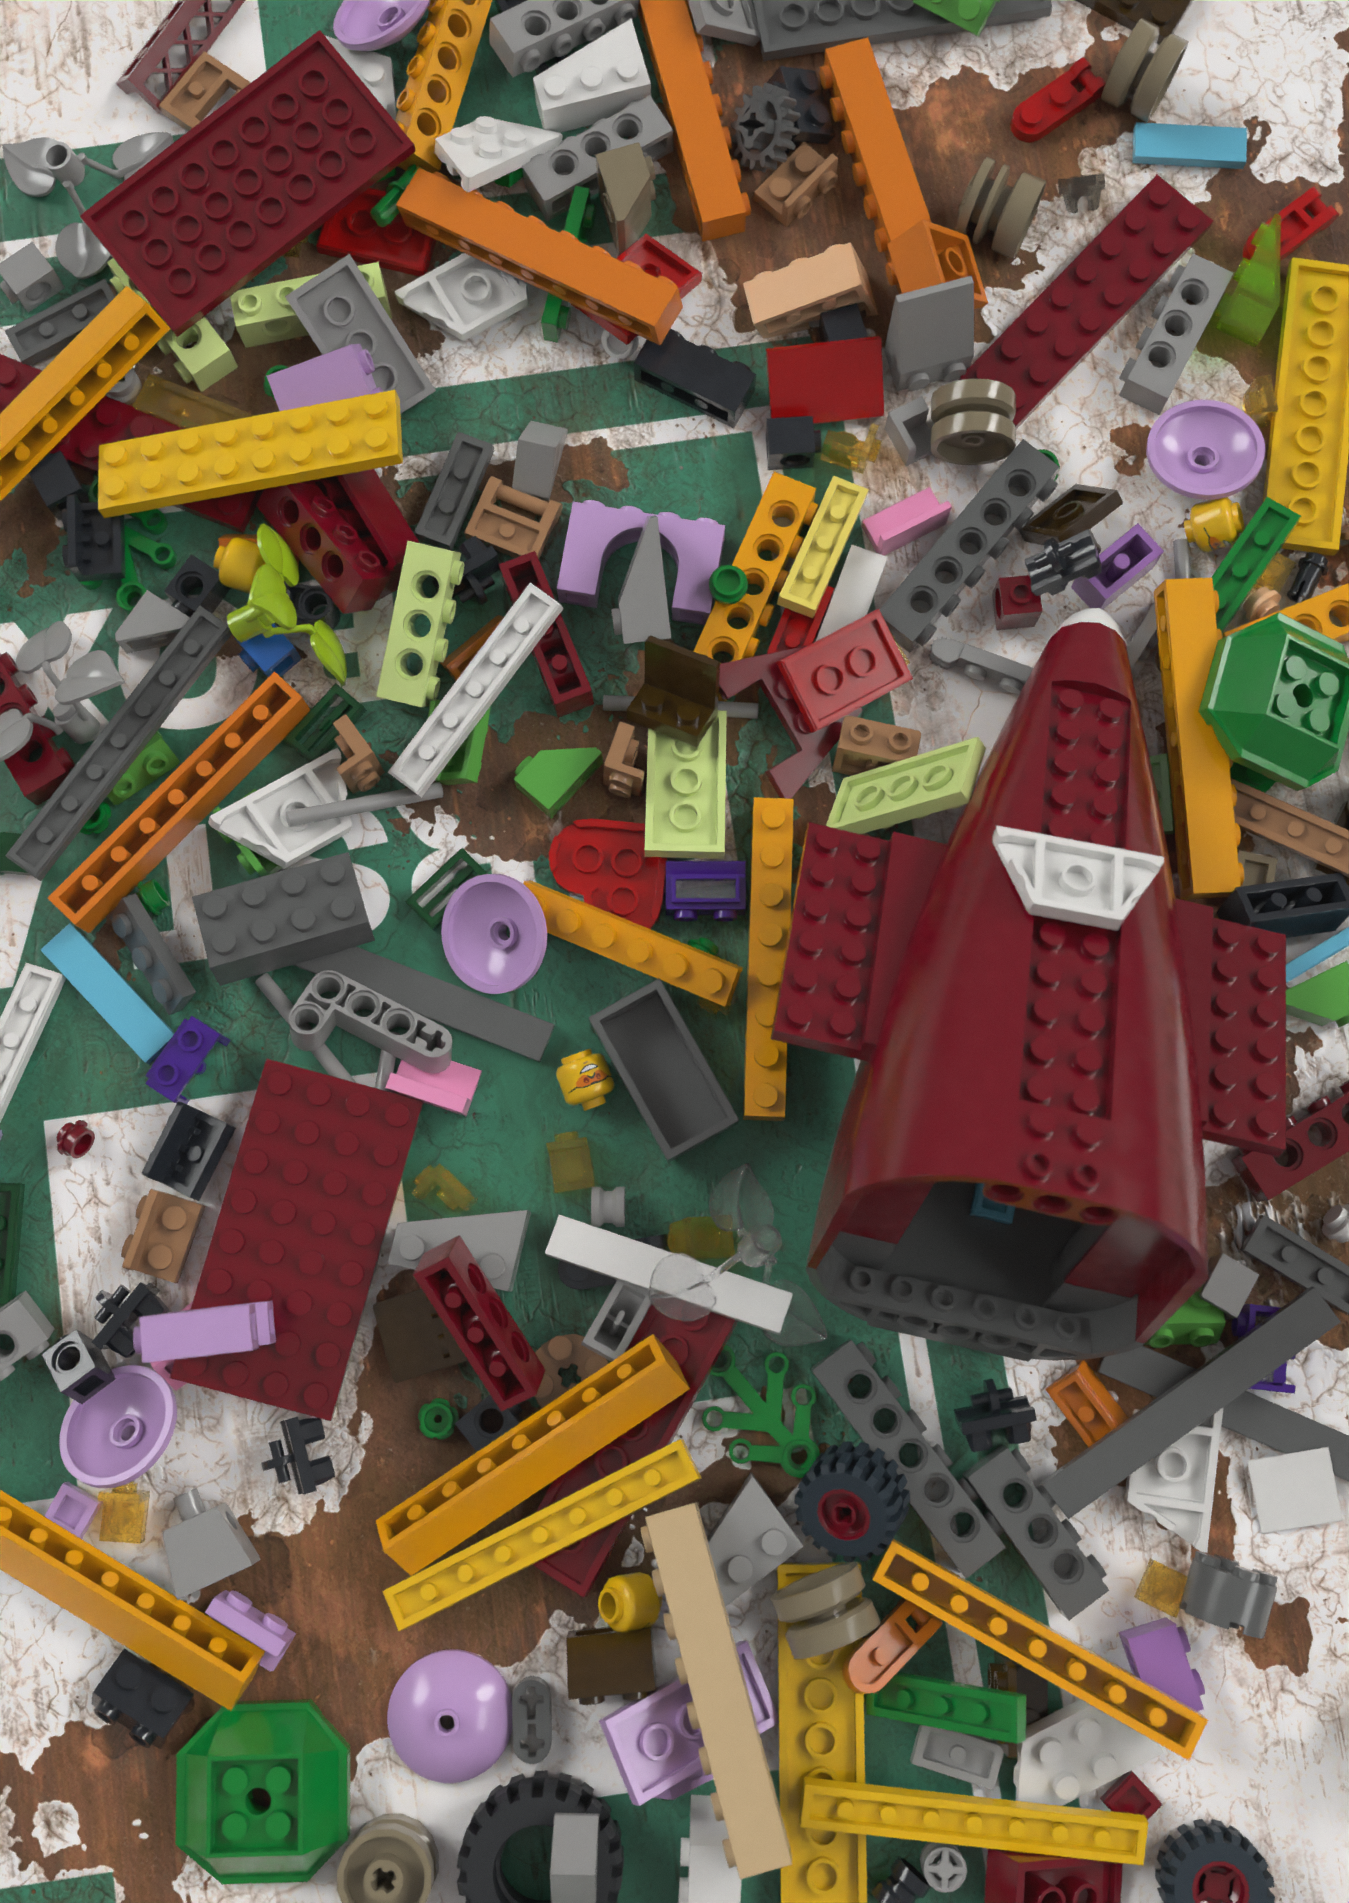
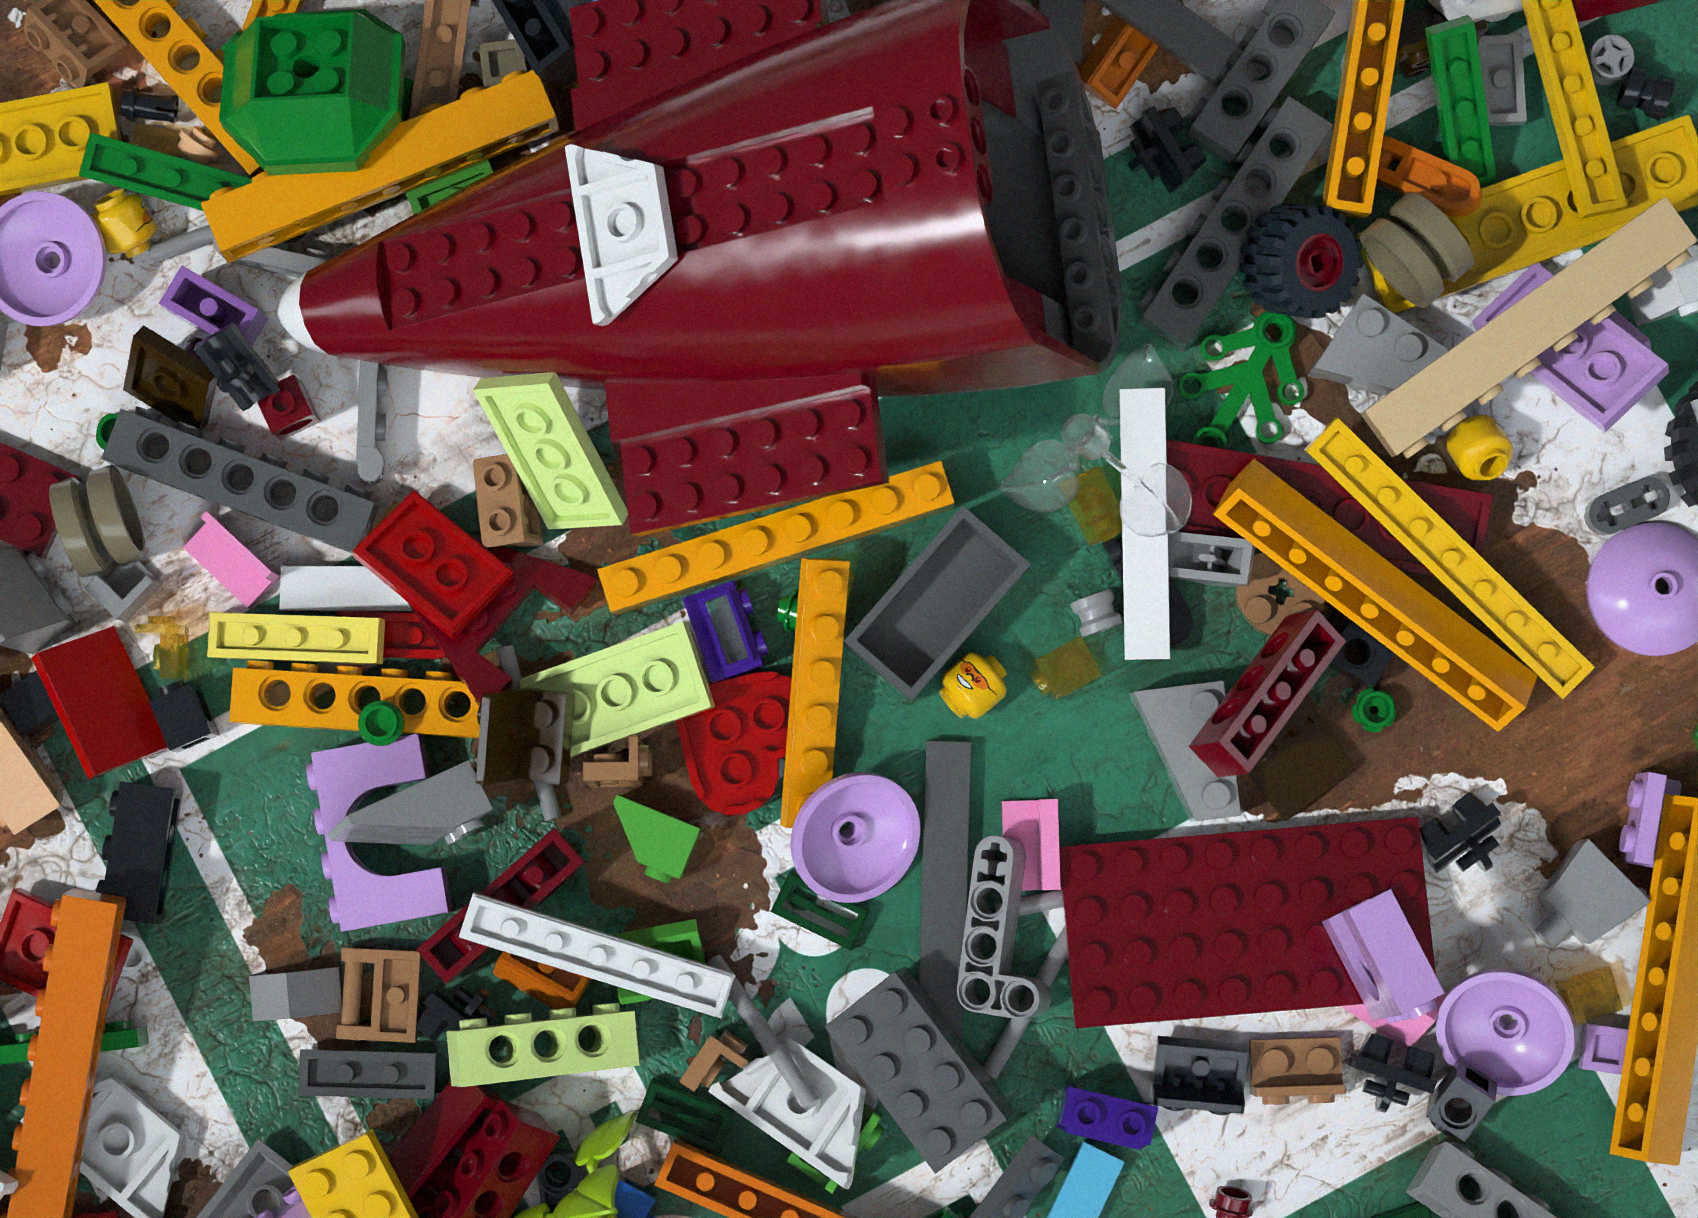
camera: 110 degrees left, 5 degrees up
(451, 1190) = (1139, 782): clear yellow bracket -> none
(610, 1664) = (1546, 444): dark brown slope -> none

